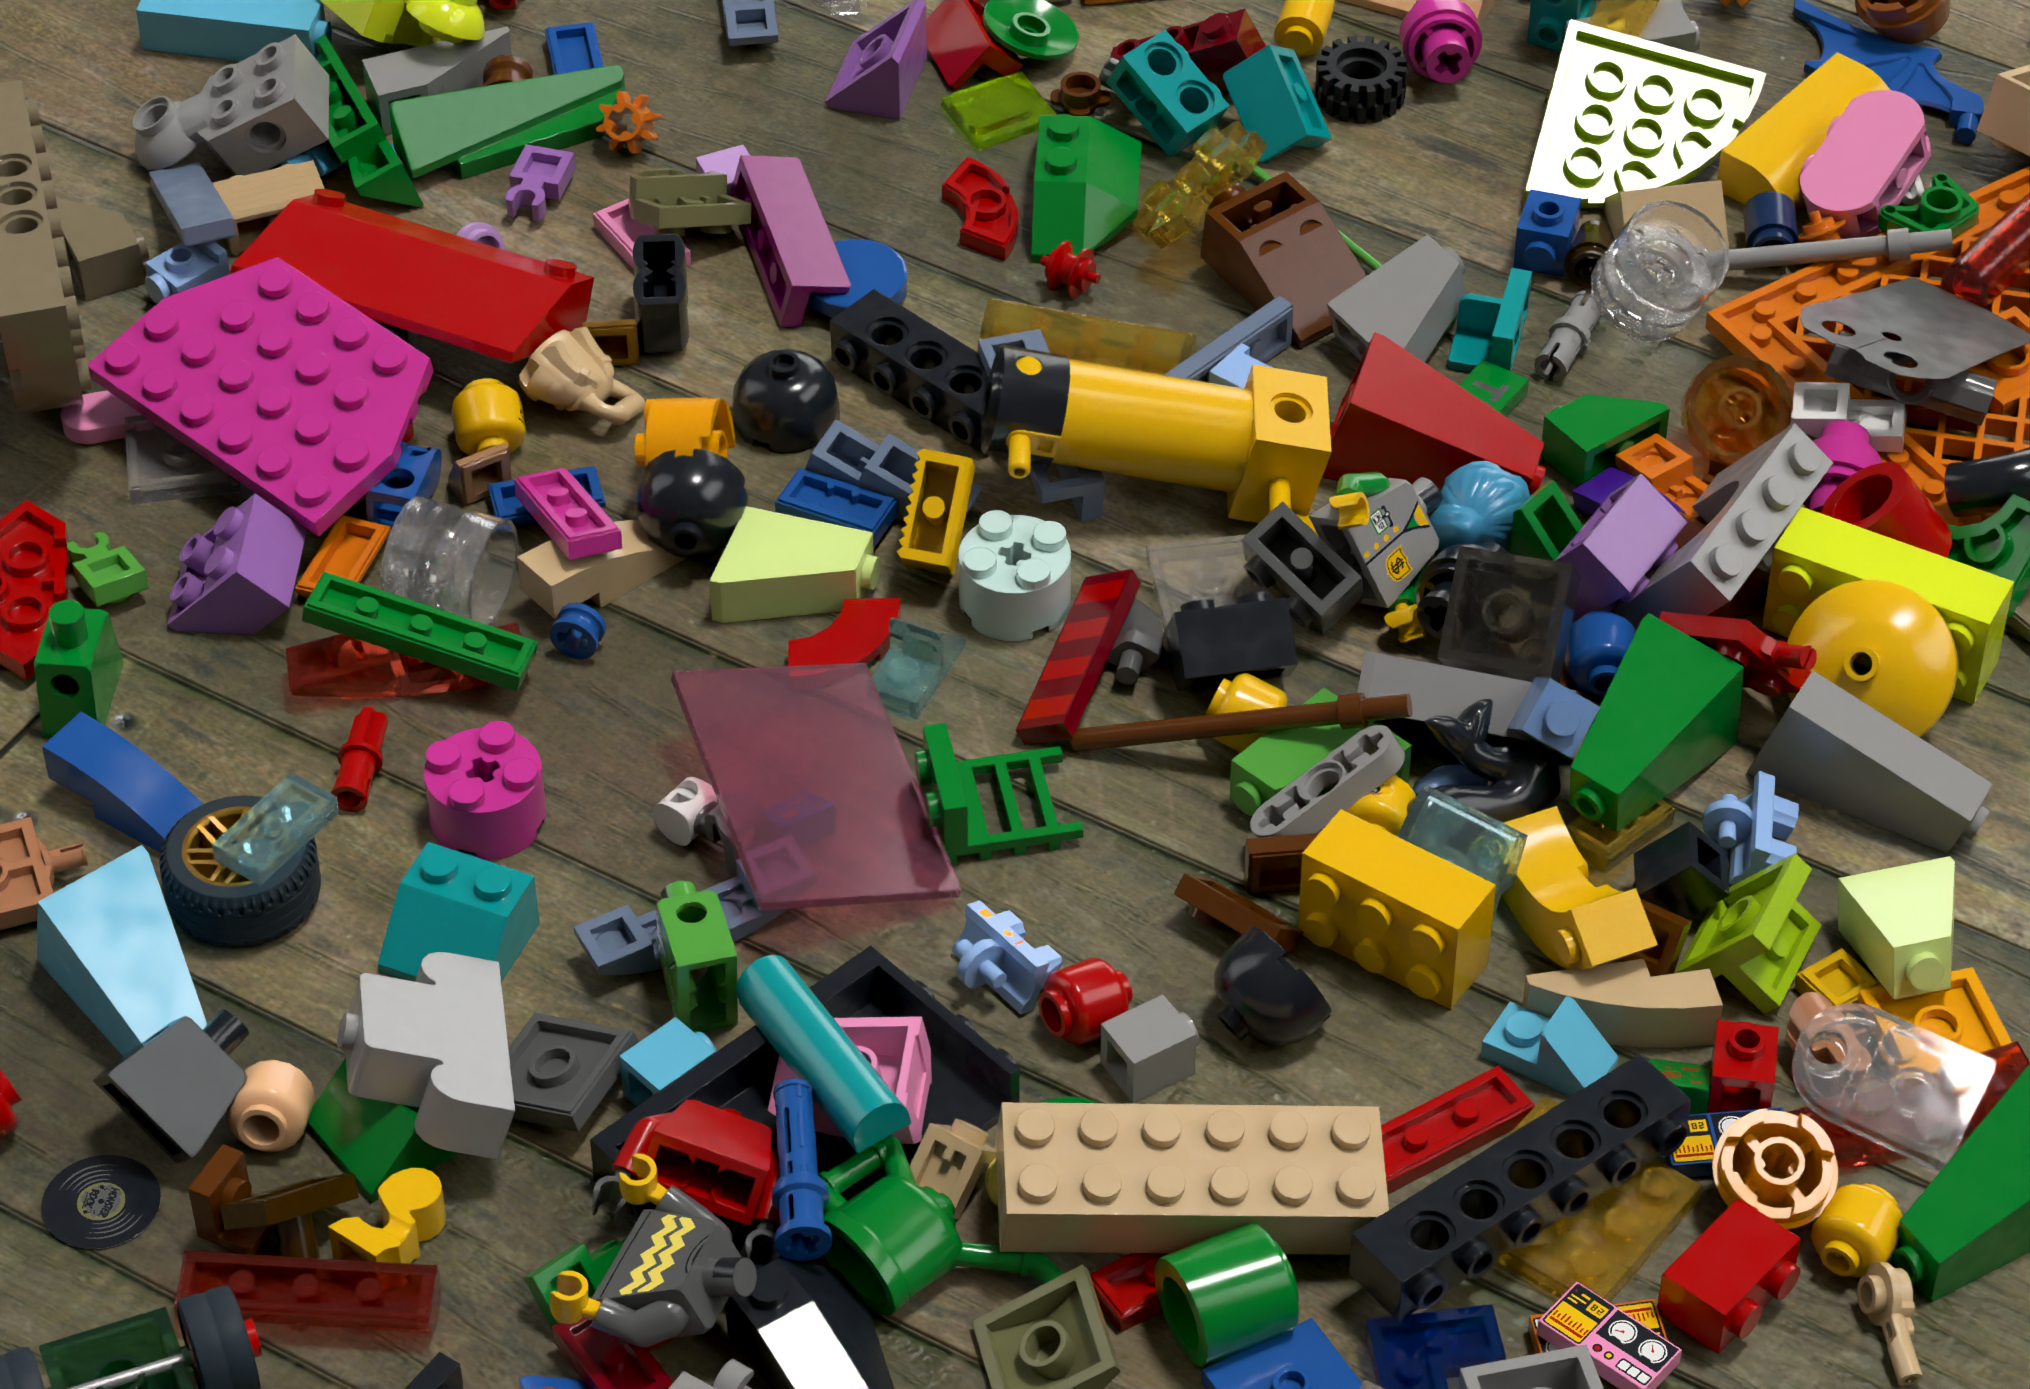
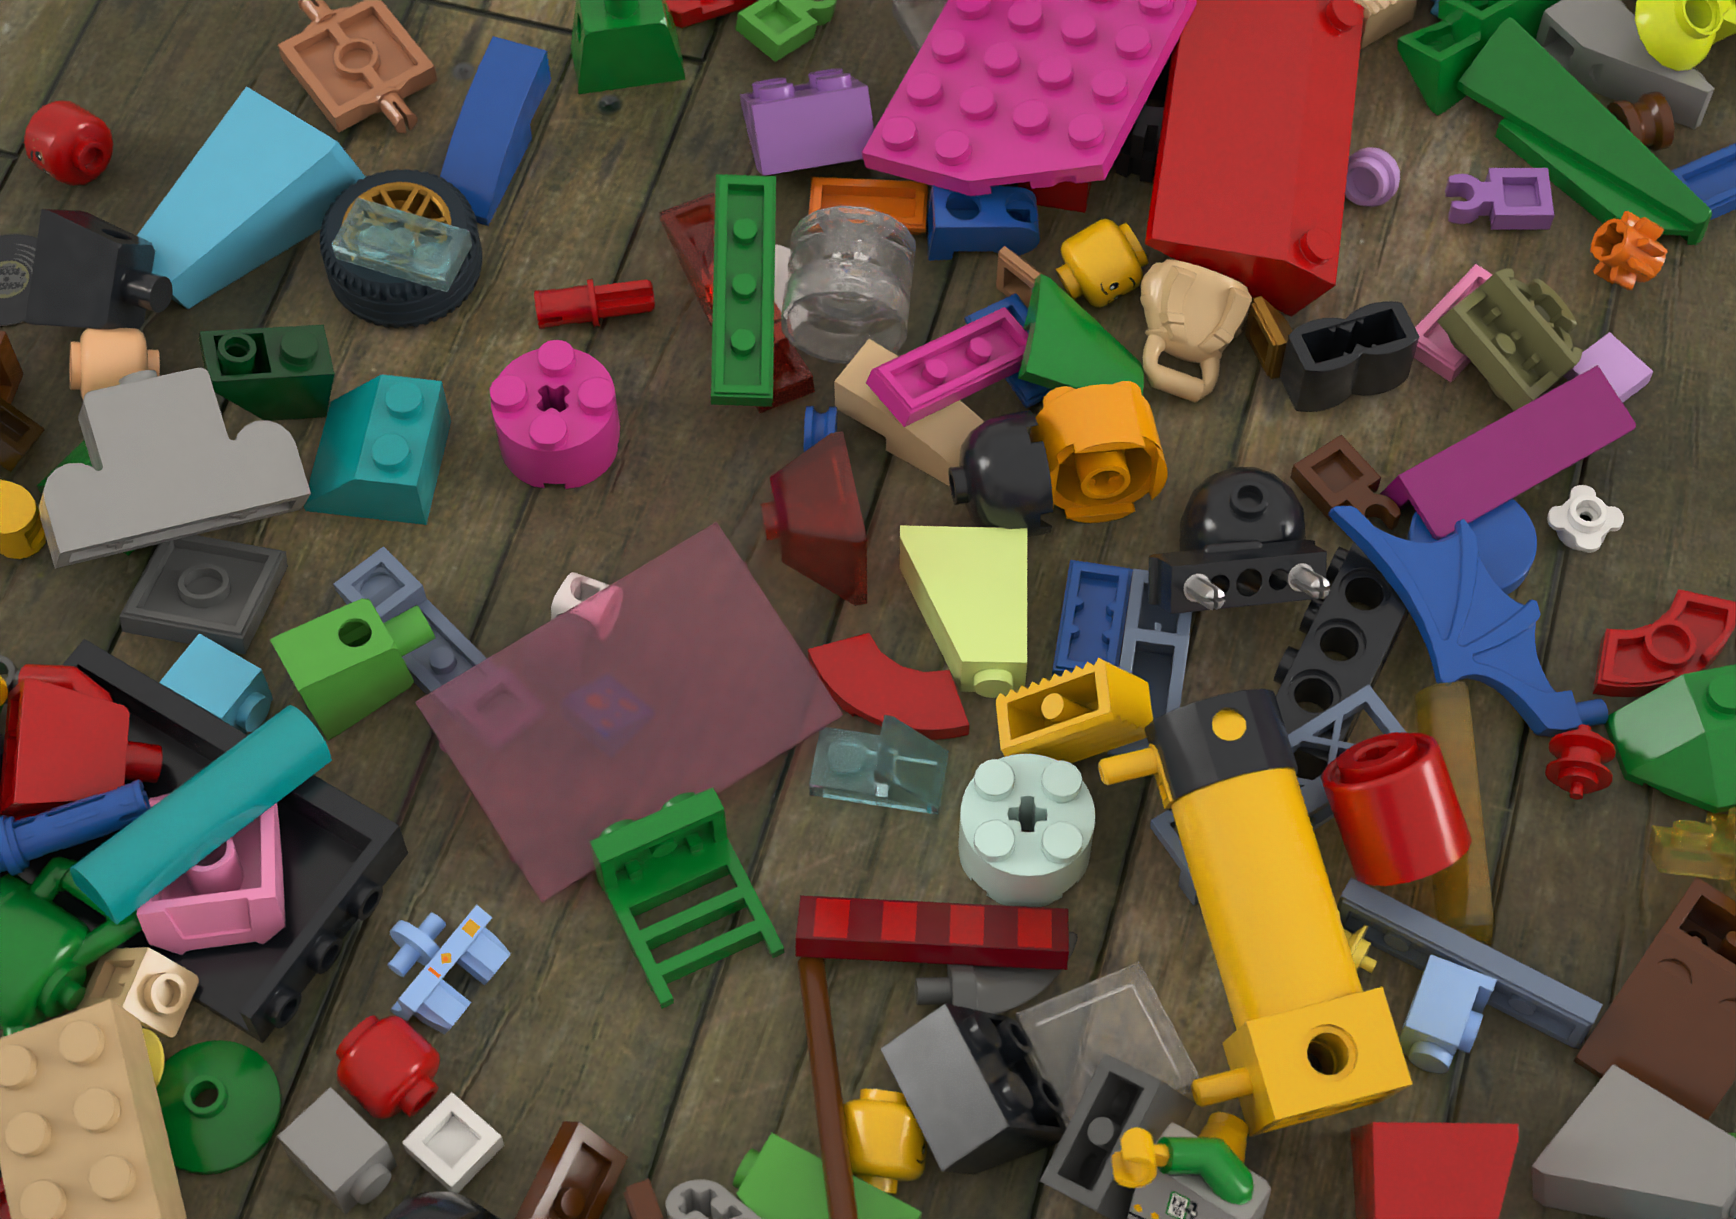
camera: 75 degrees right, 15 degrees up
(343, 952) = (271, 370): none -> dark green slope
(589, 447) = (1070, 345): none -> green slope
(682, 623) = (820, 519): none -> clear red slope
(770, 331) = (1343, 478): none -> reddish brown plate
(856, 383) = (1209, 576): none -> black piece
(858, 217) = (1583, 534): none -> white plate
(934, 285) = (1470, 621): none -> blue animal
(1099, 328) = (1396, 808): none -> red piece
(1165, 972) = (453, 1143): none -> white plate

